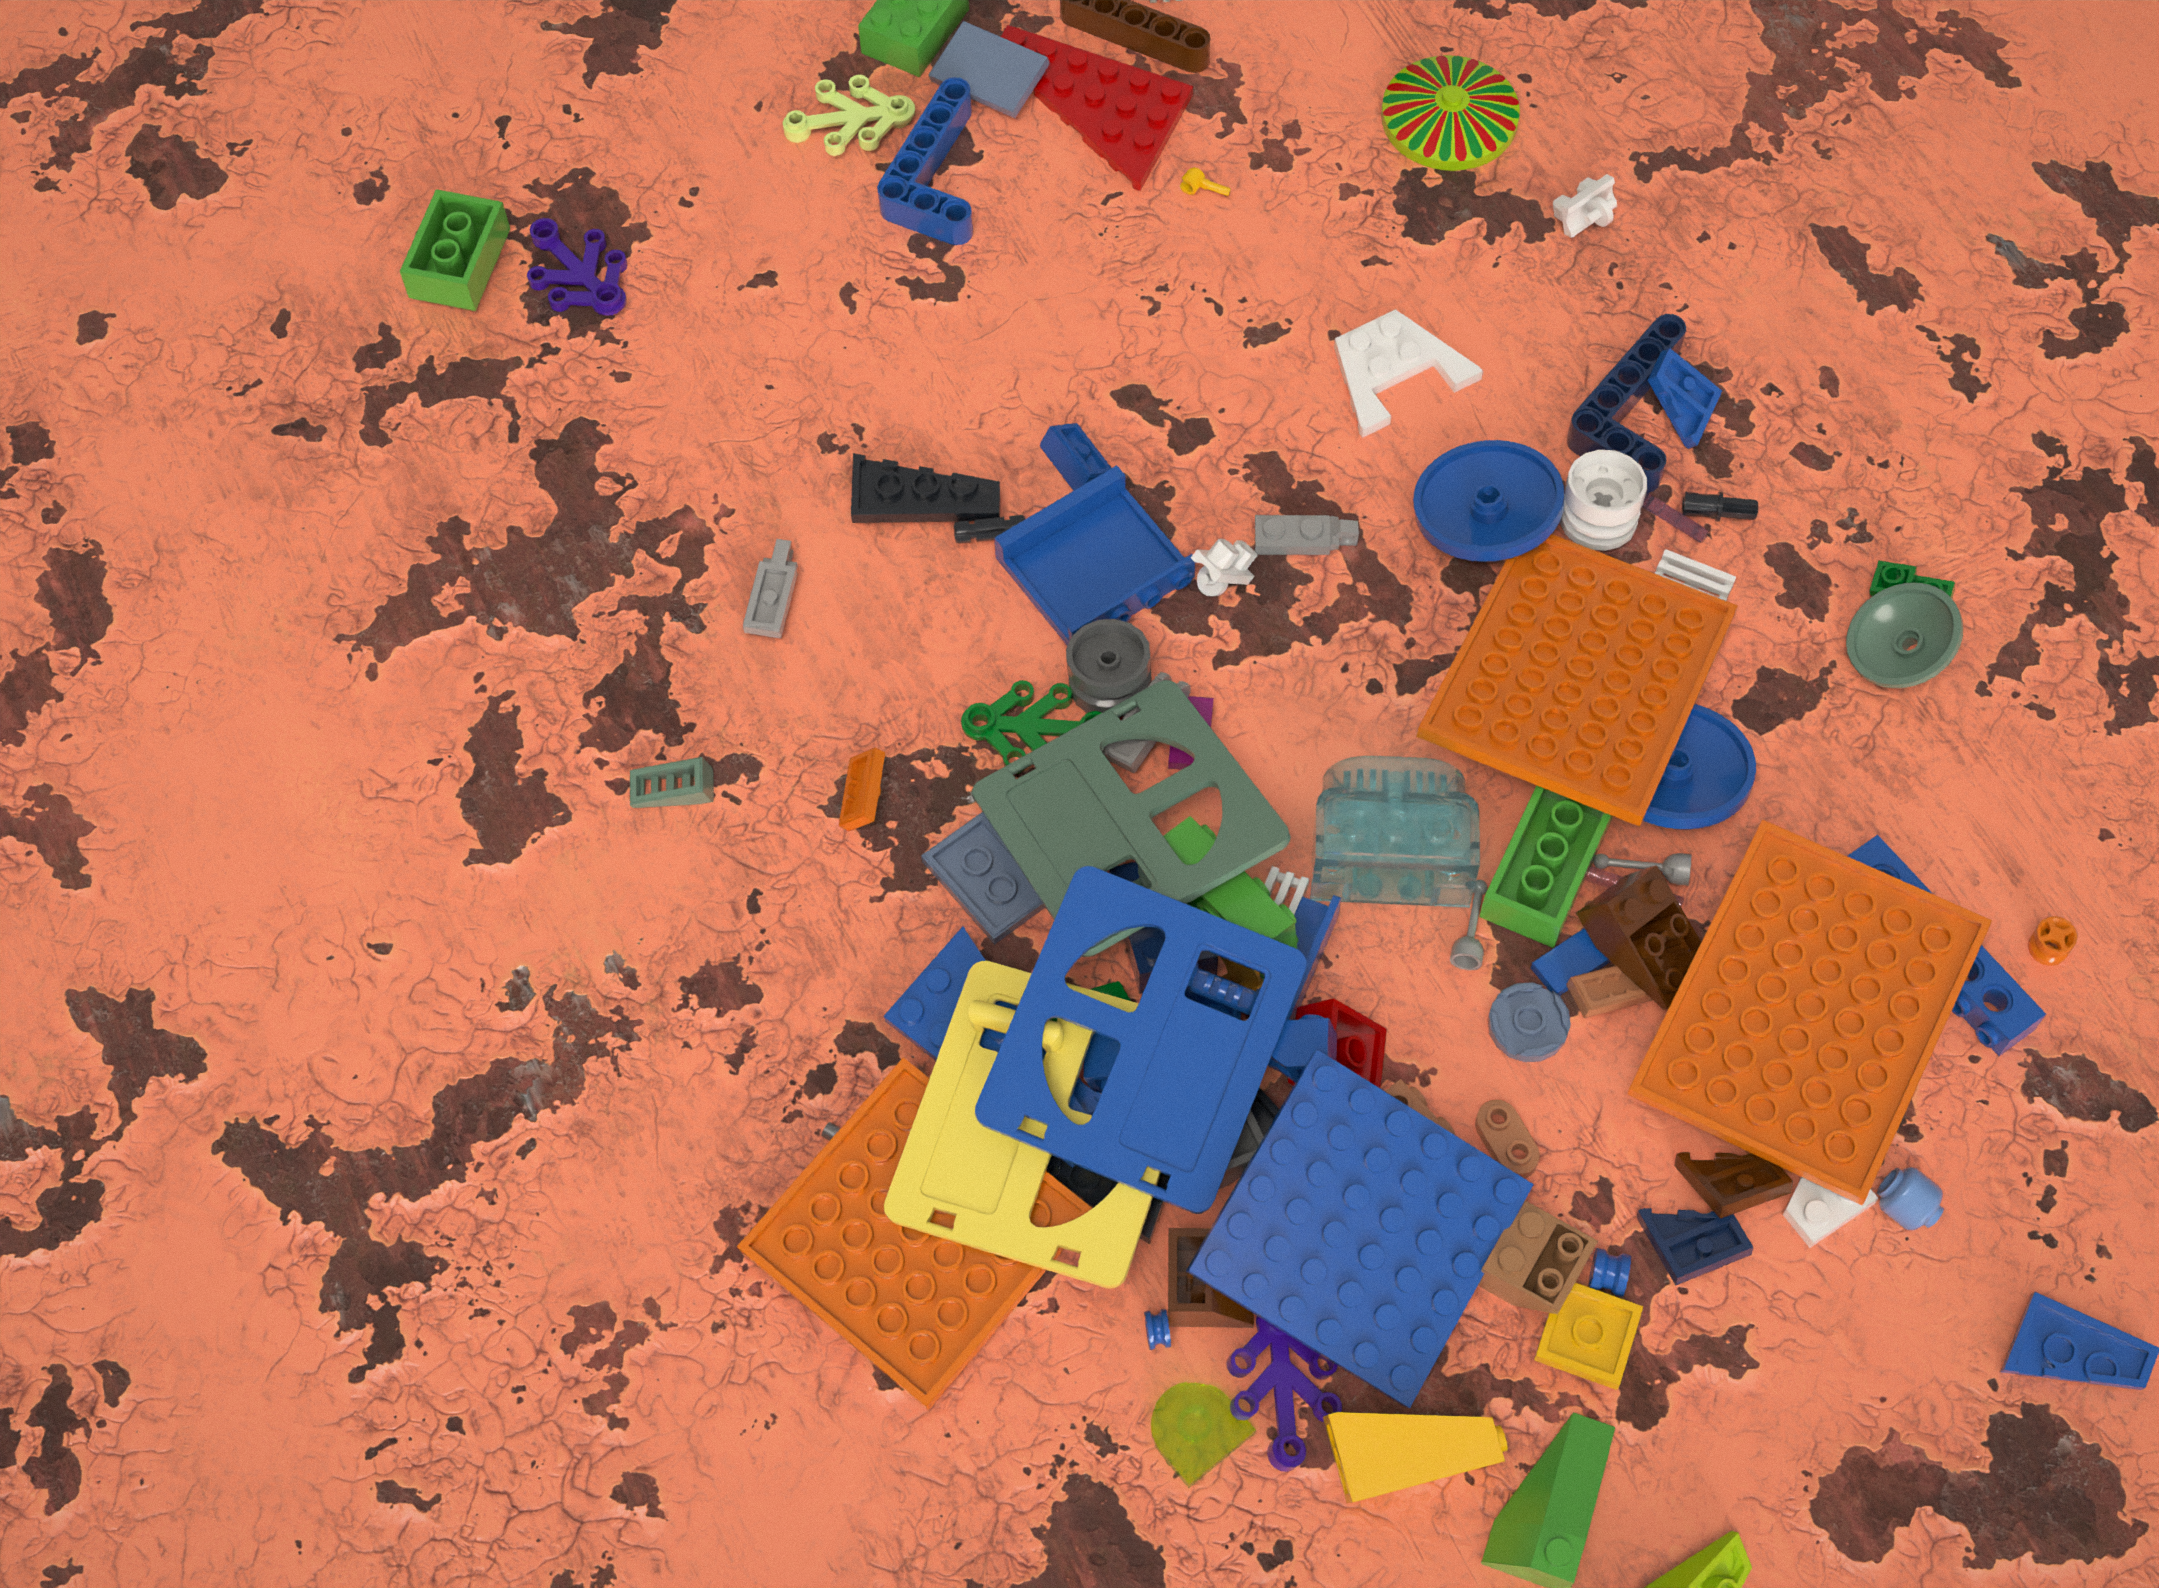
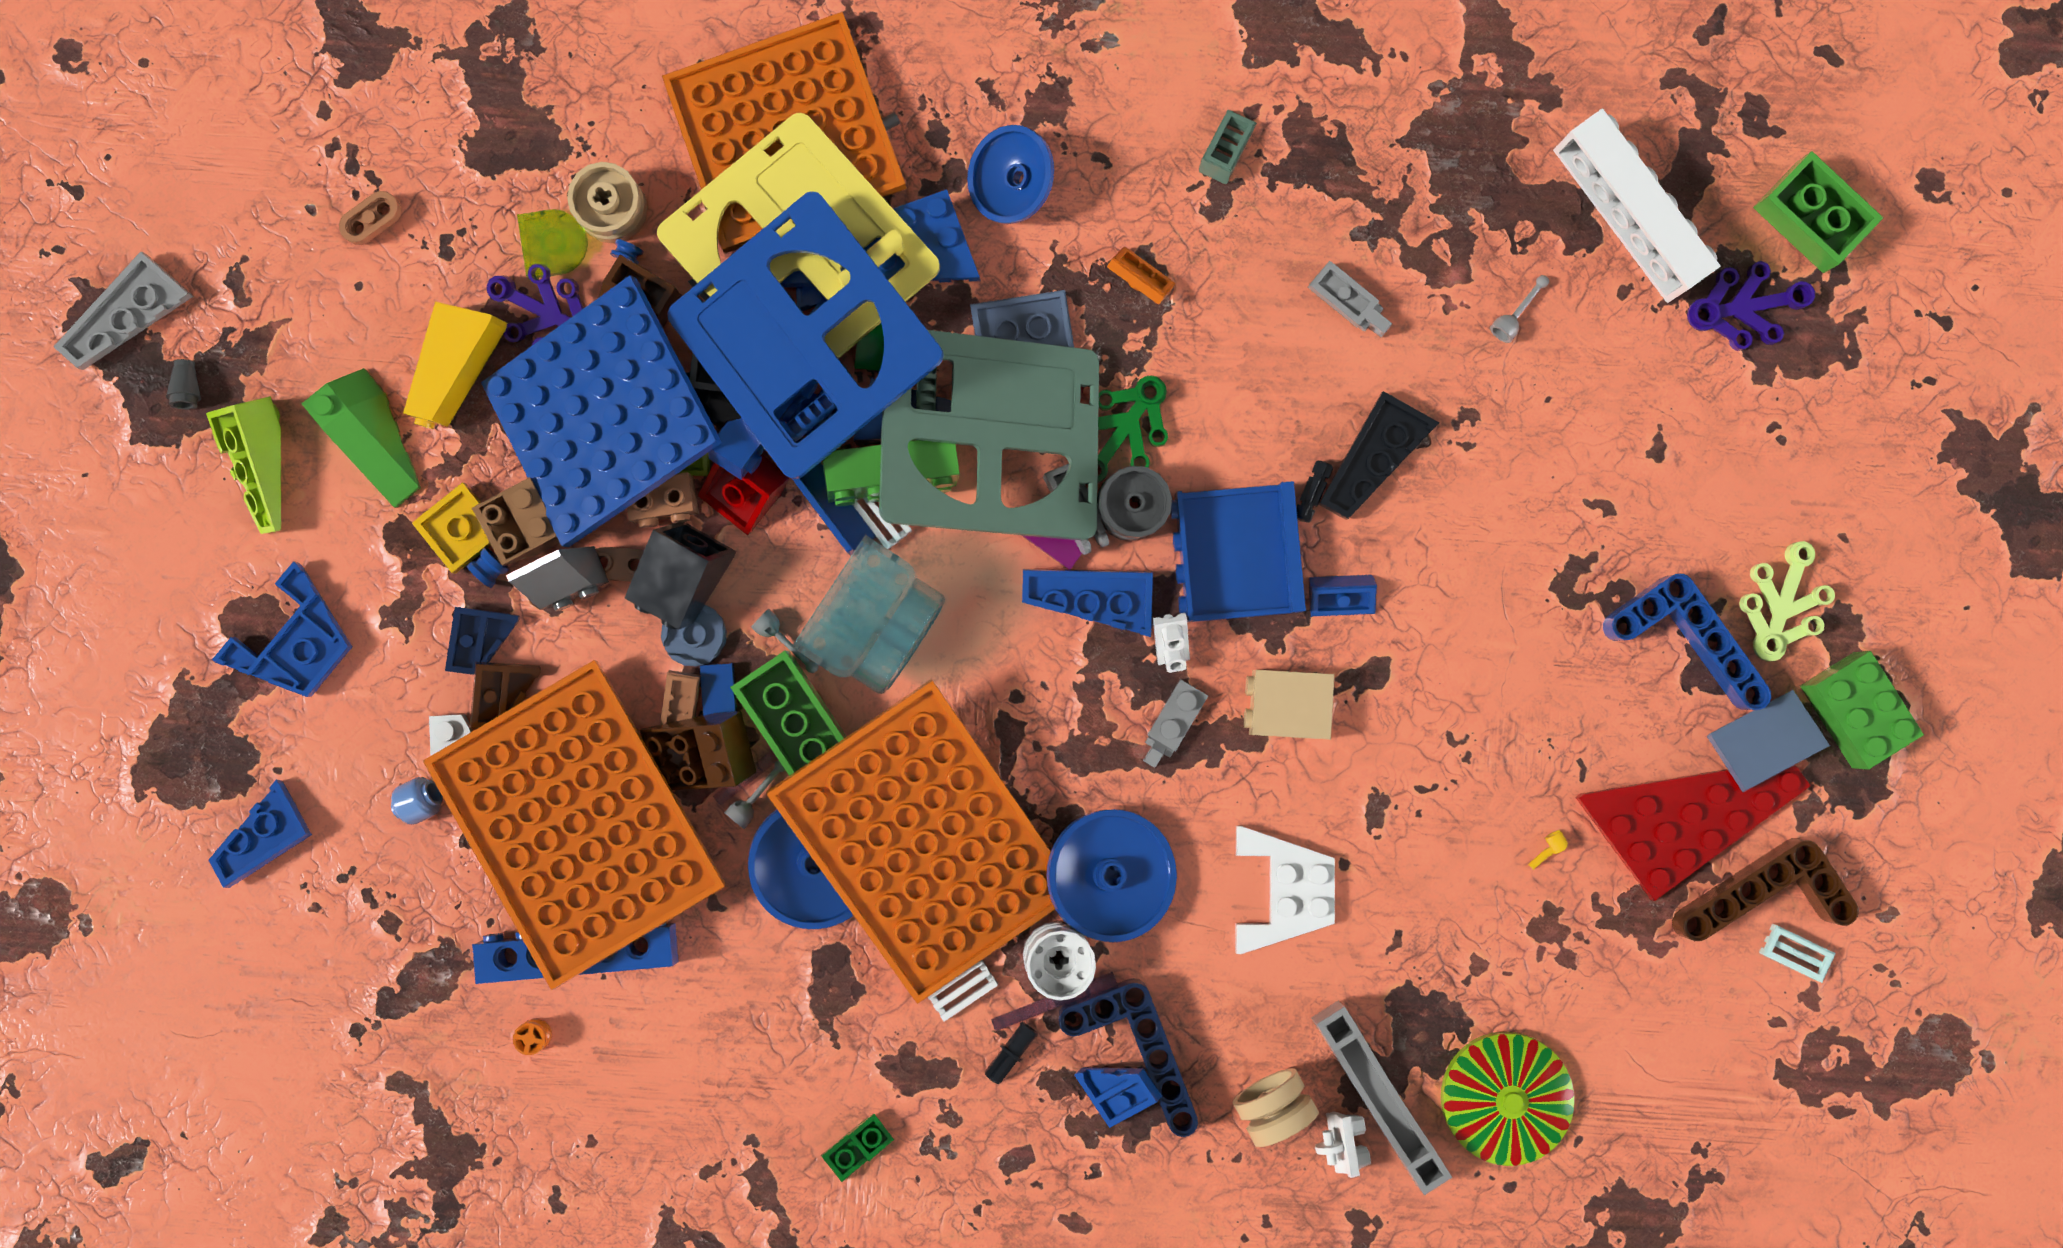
camera: 120 degrees right, 25 degrees up
(534, 390) = (1636, 205): none -> white brick
(718, 447) = (1507, 326): none -> light grey hinge
(855, 956) = (997, 170): none -> blue dish
(1106, 1352) = (594, 188): none -> tan wheel
(1215, 441) = (1289, 704): none -> tan brick
(1220, 656) = (1105, 597): none -> blue wing
(1477, 1055) = (678, 574): none -> black slope
(1507, 227) = (1381, 1097): none -> light grey arch
(1565, 1174) = (560, 577): none -> dark grey slope
(1599, 262) = (1275, 1107): none -> tan wheel
(1847, 1428) = (302, 650): none -> blue wing
(1894, 622) = (826, 1087): sand green dish -> none

